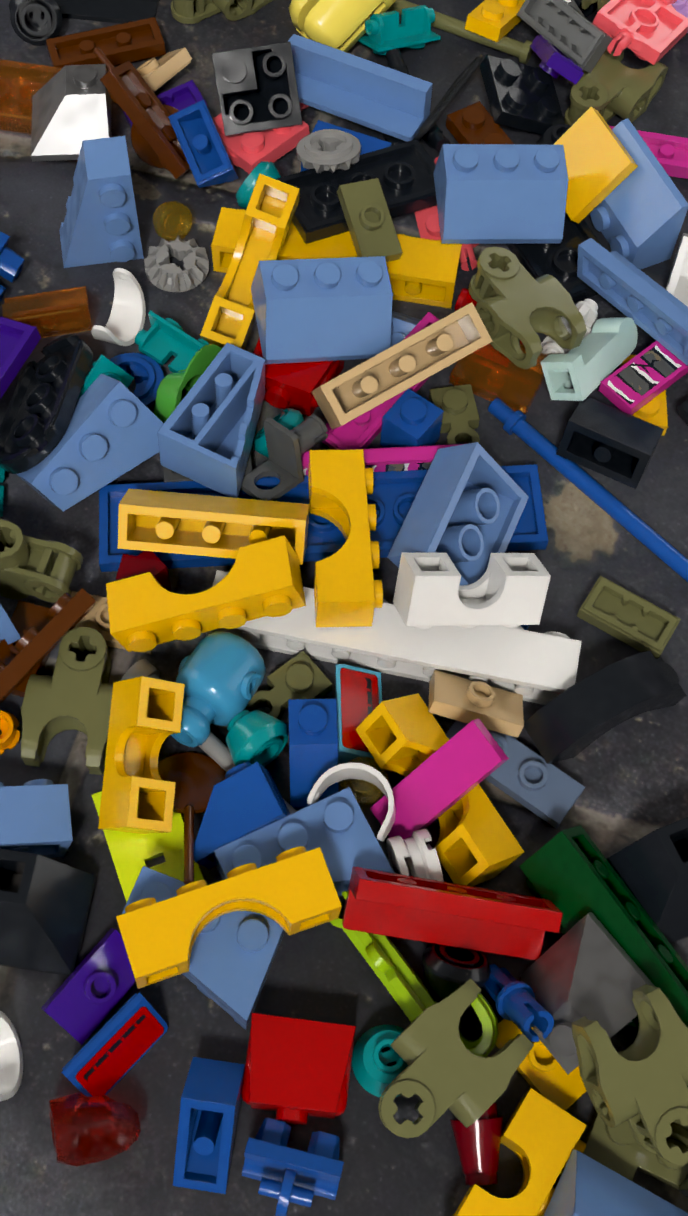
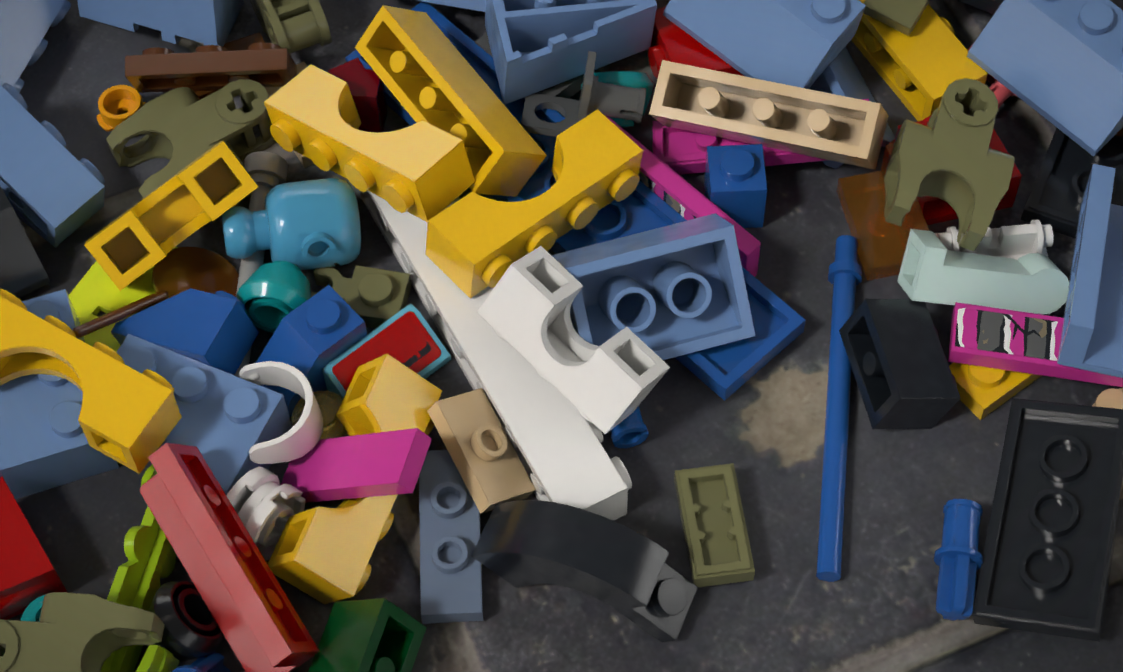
camera: 55 degrees right, 5 degrees down
(459, 413) = (800, 216): olive plate -> none

